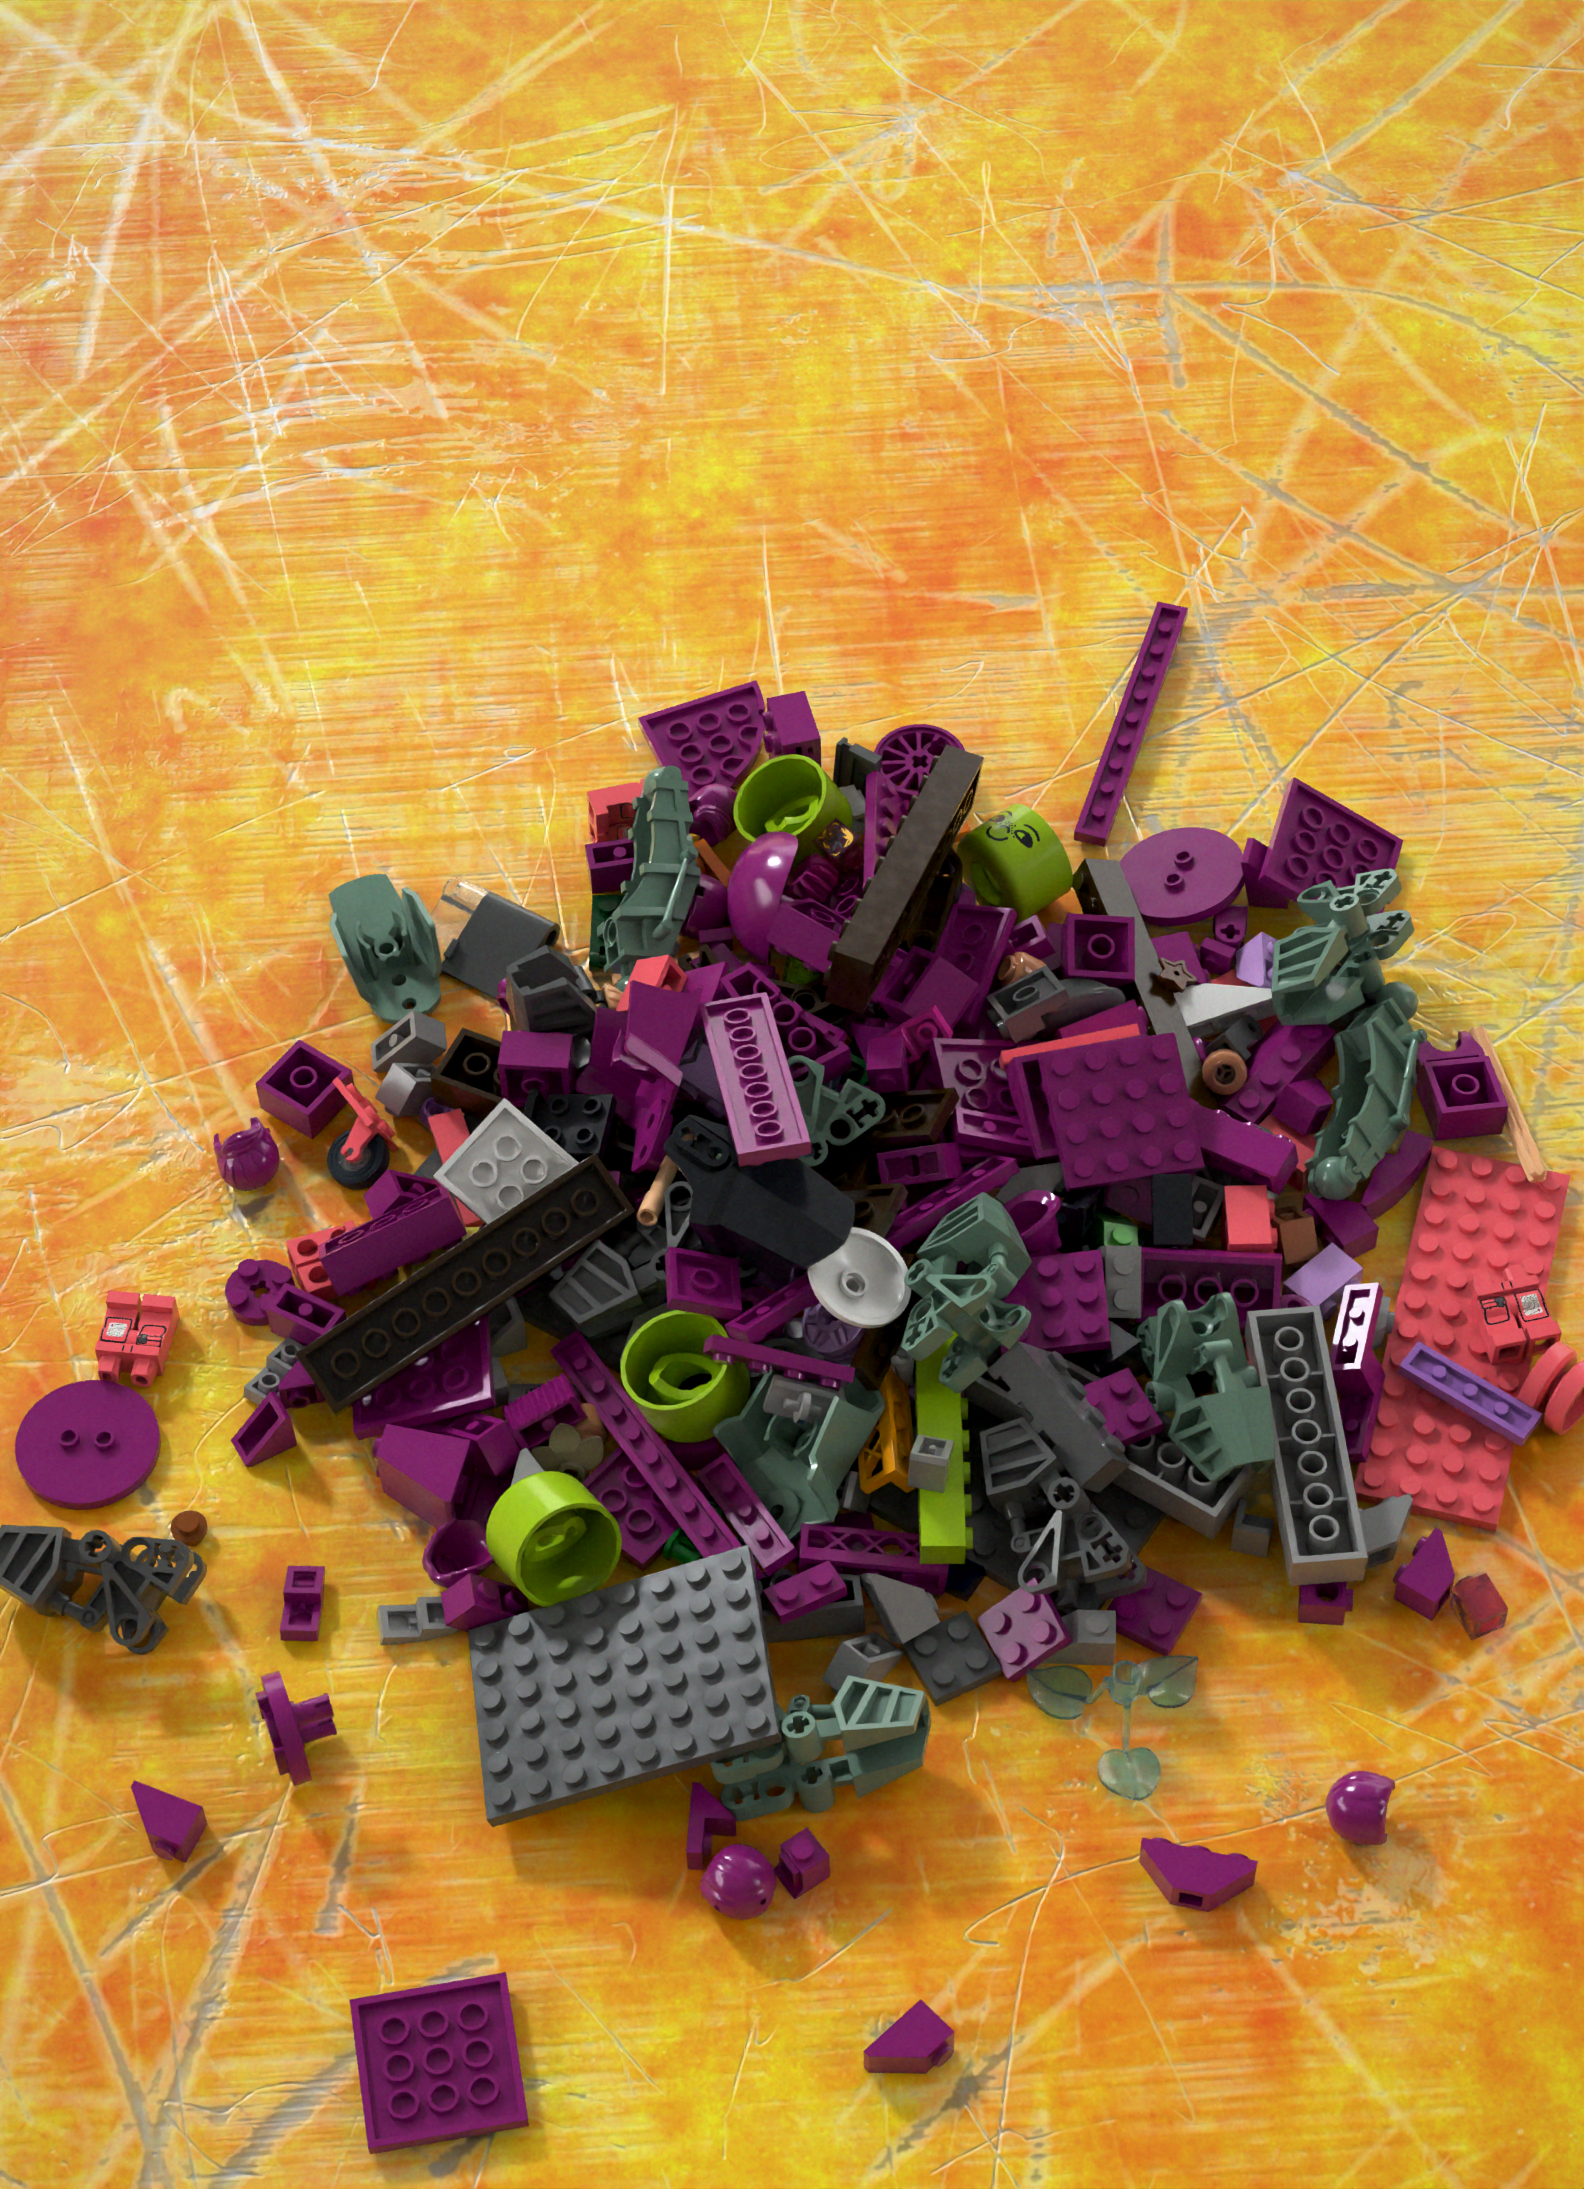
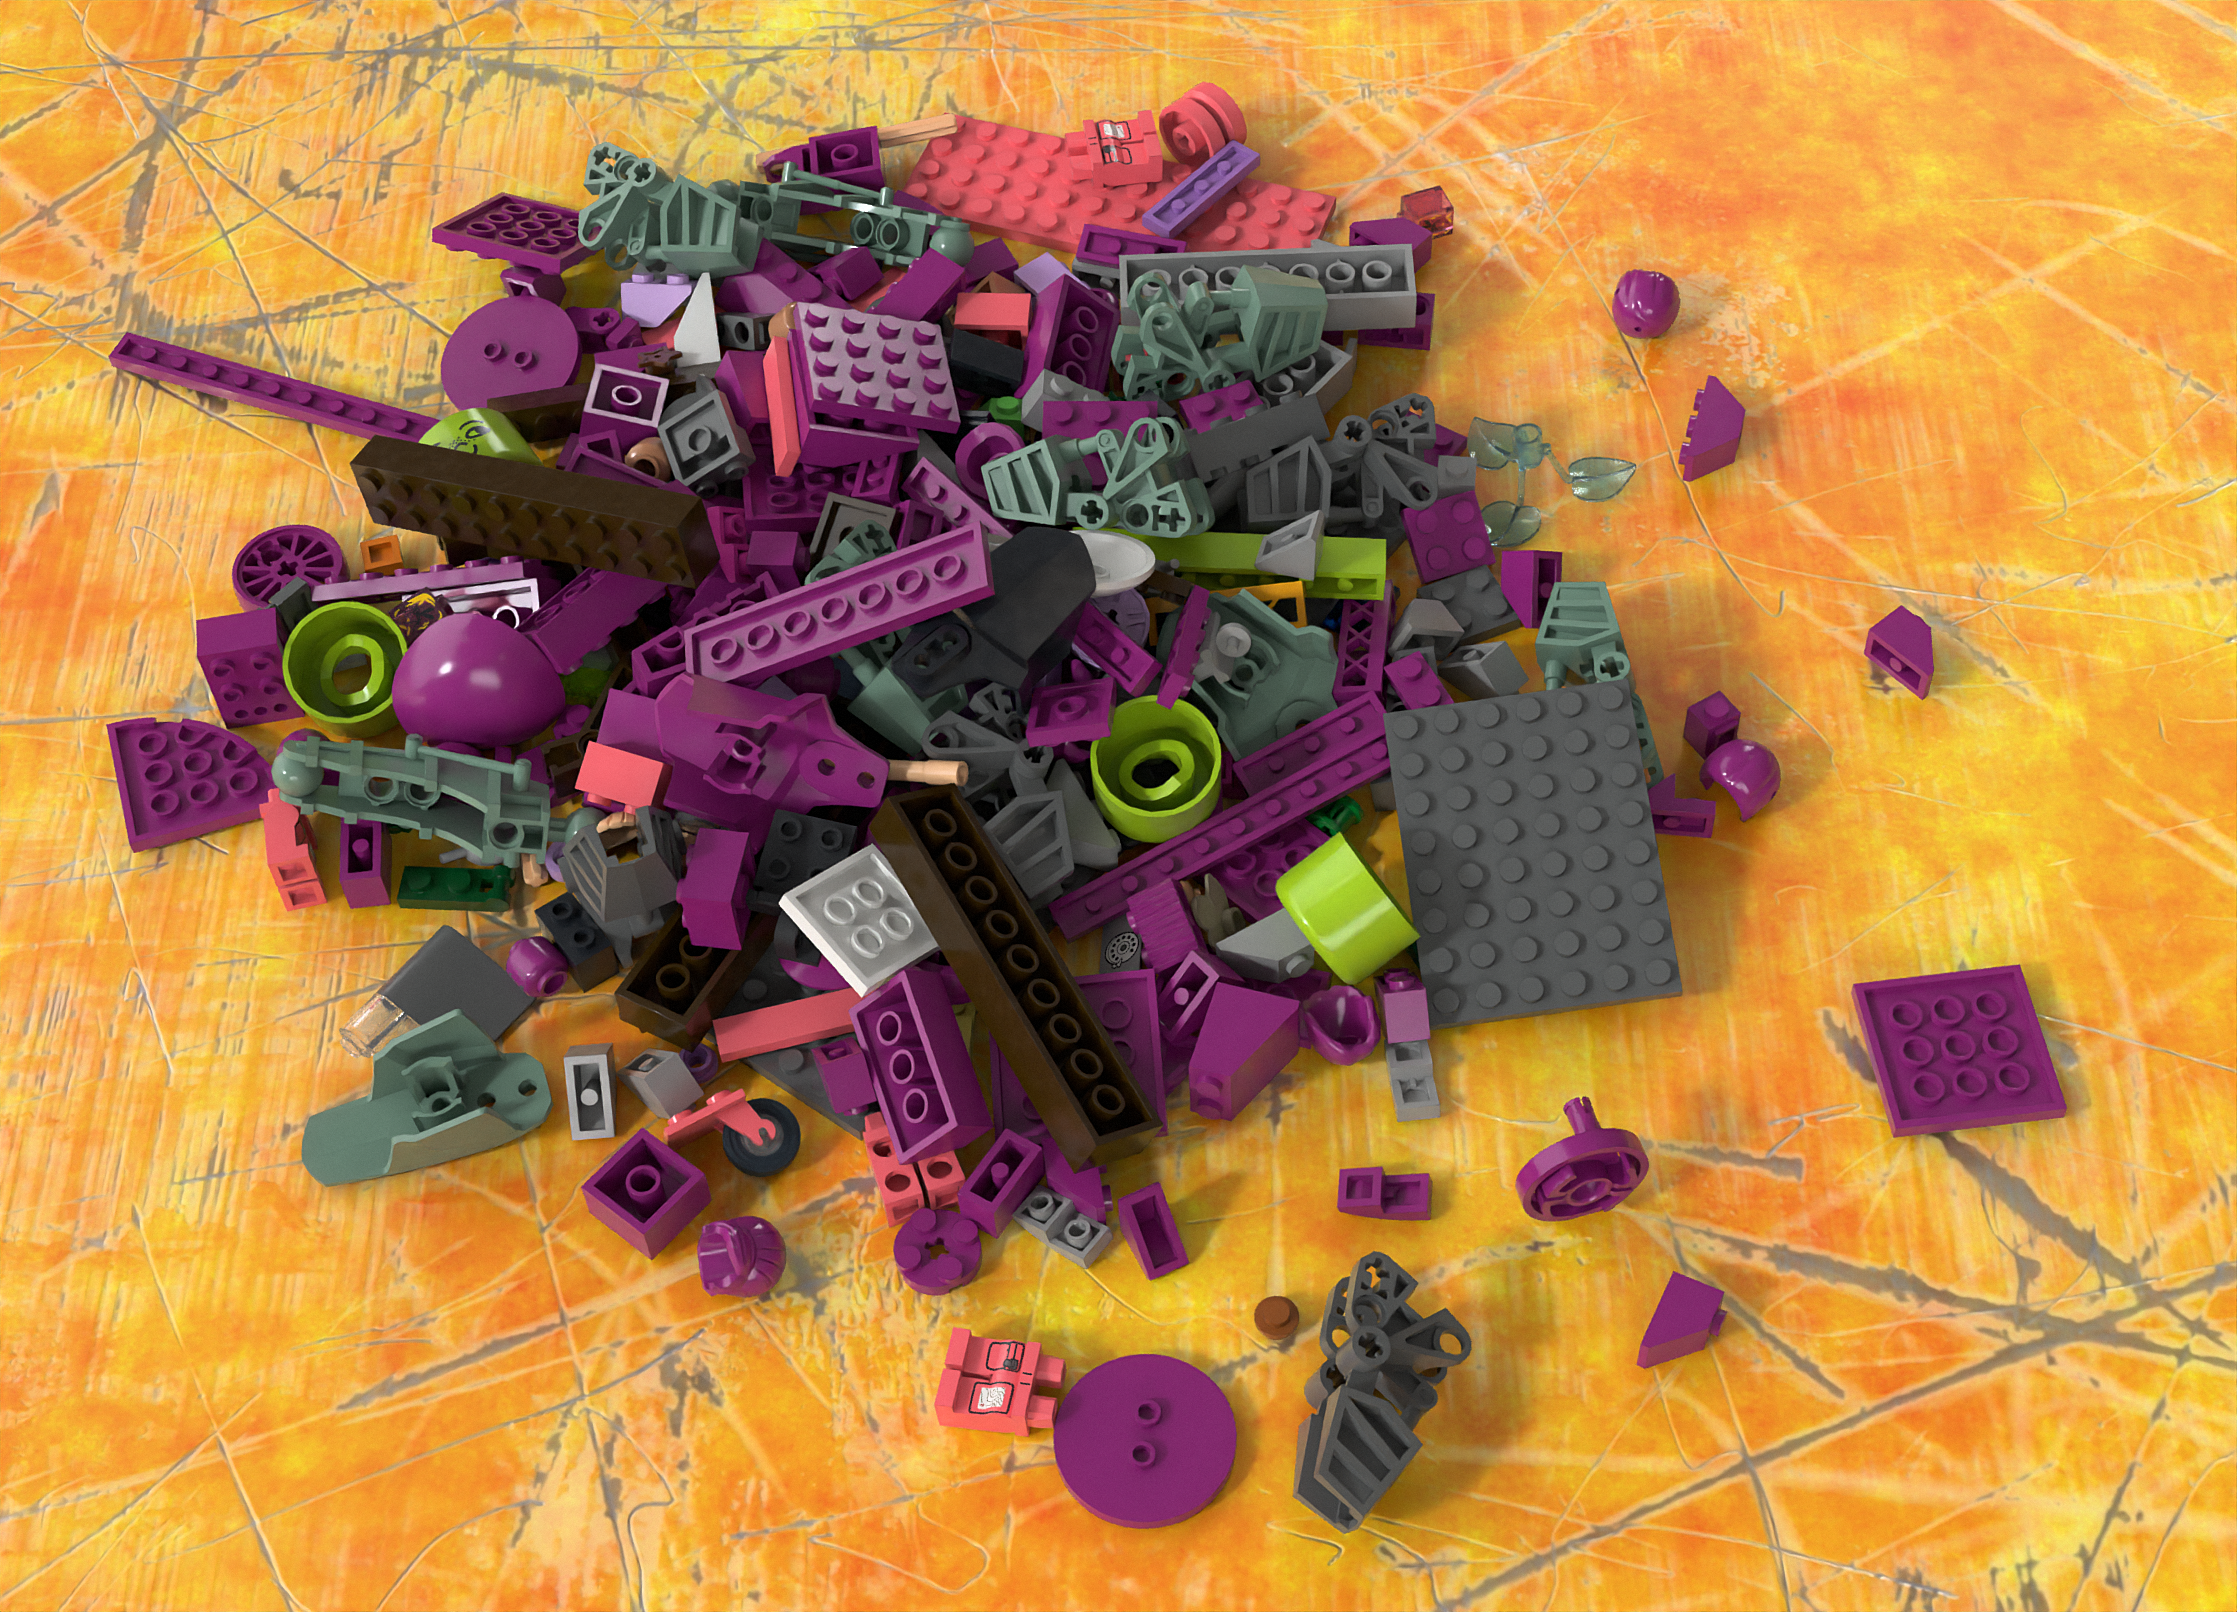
camera: 85 degrees left, 0 degrees up
(967, 1703) = (1528, 582): none -> magenta slope

